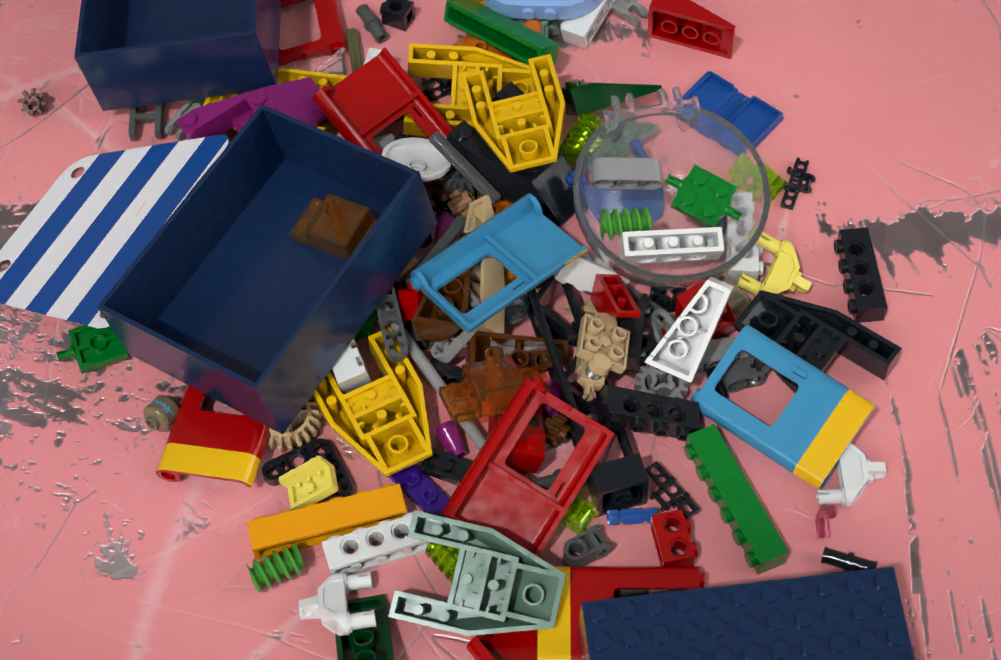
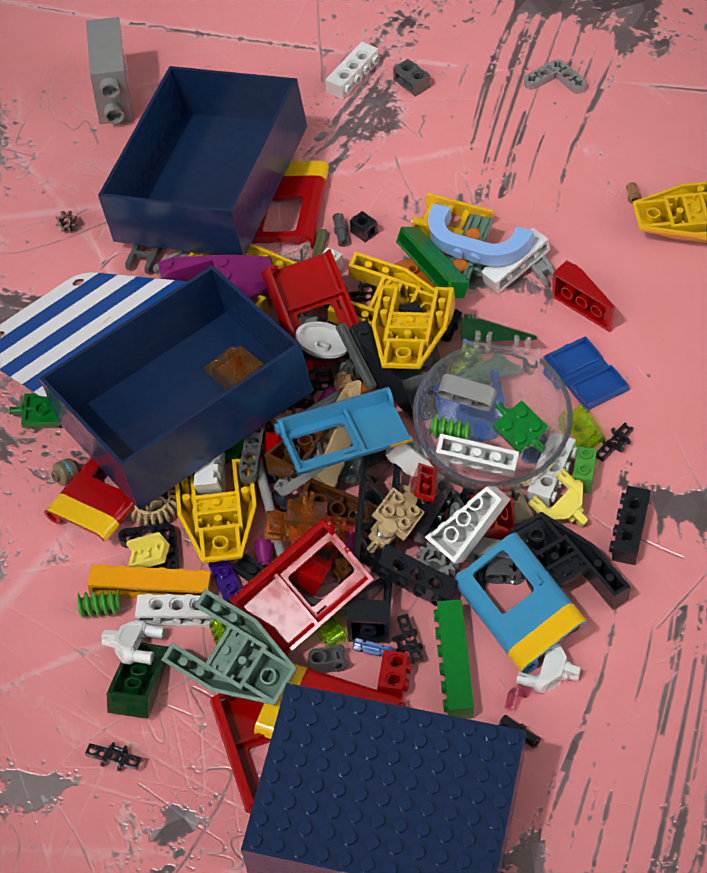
camera: 20 degrees right, 5 degrees down
(781, 222) = (585, 467): none -> bright green brick

